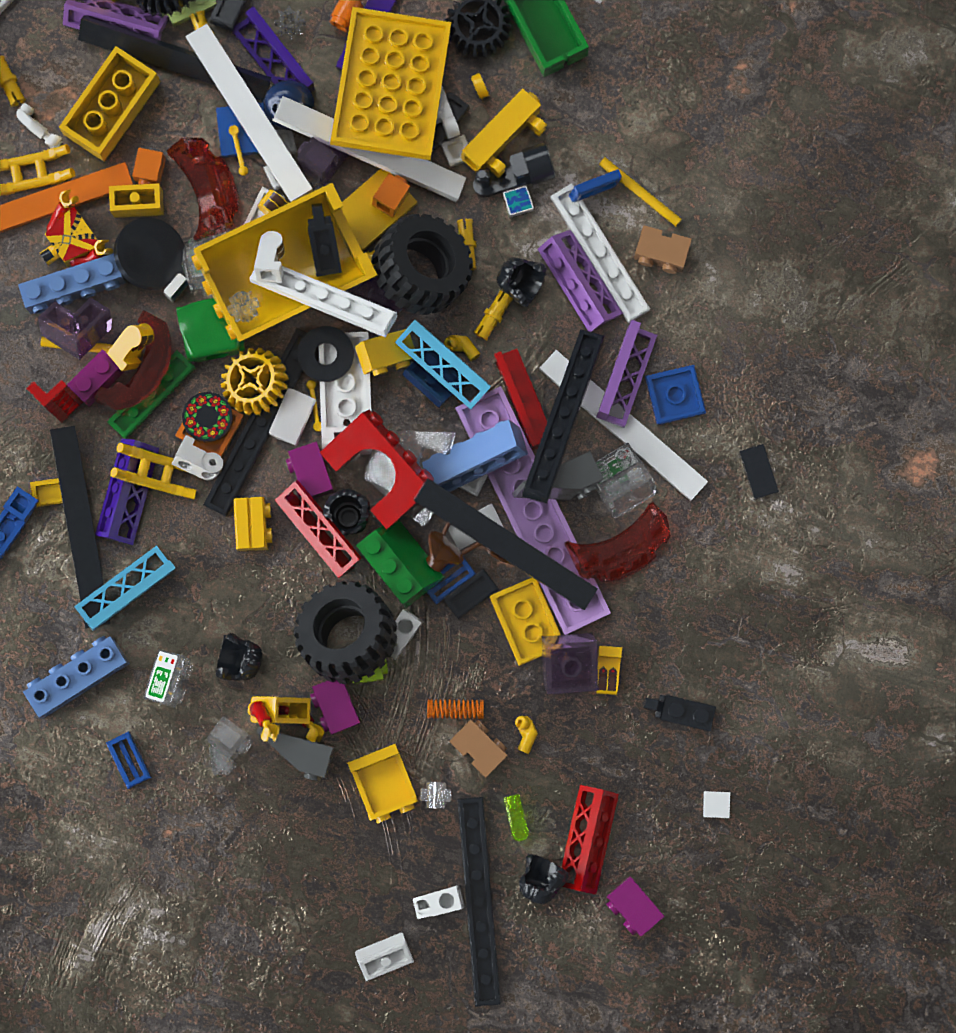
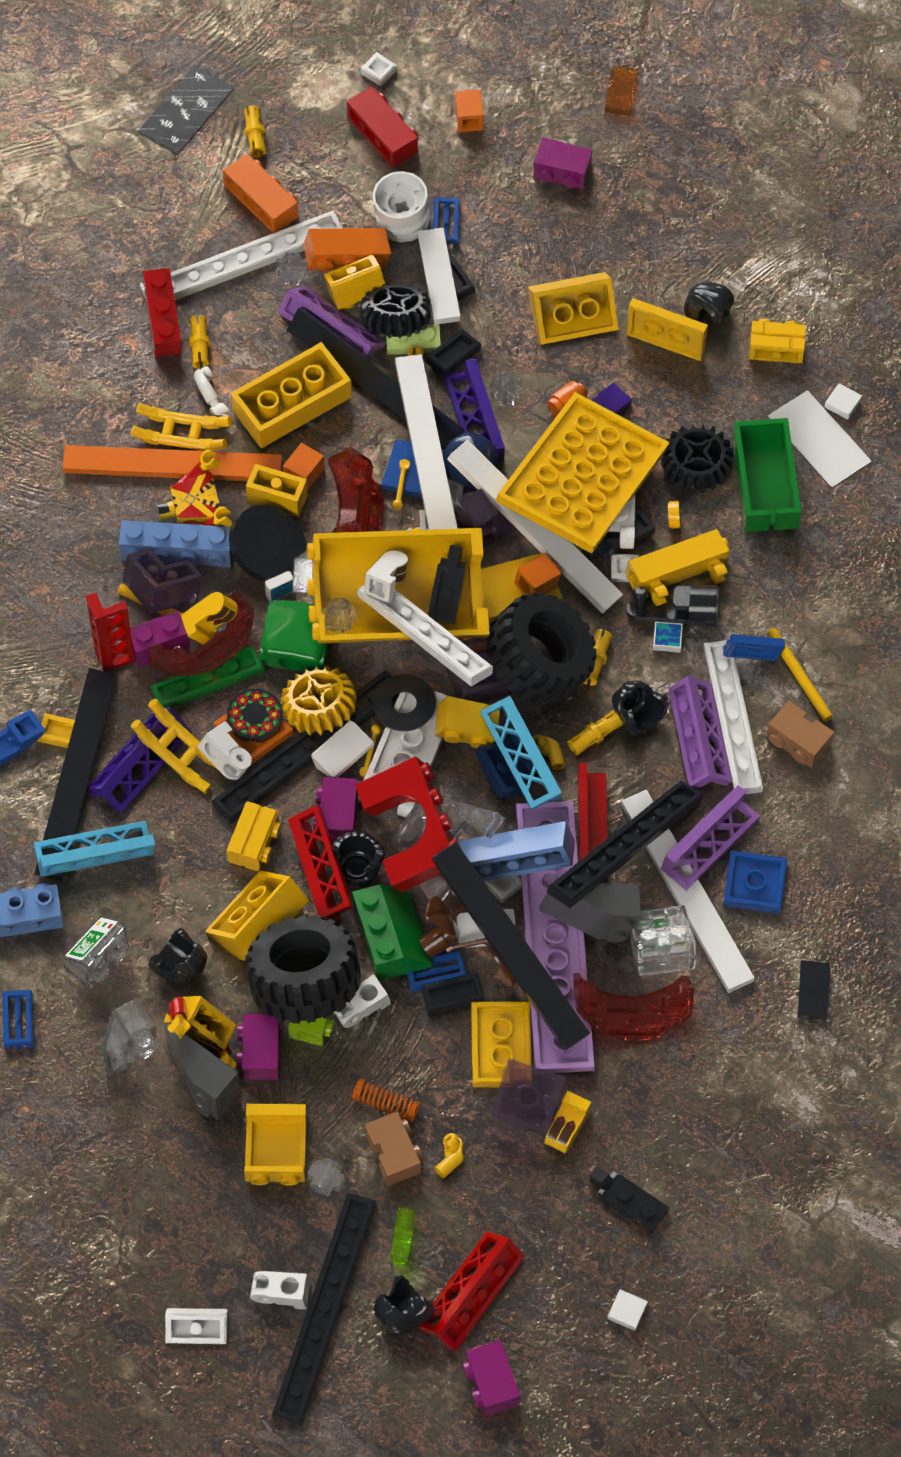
camera: 20 degrees right, 20 degrees down
(282, 590) = (260, 904): none -> yellow slope

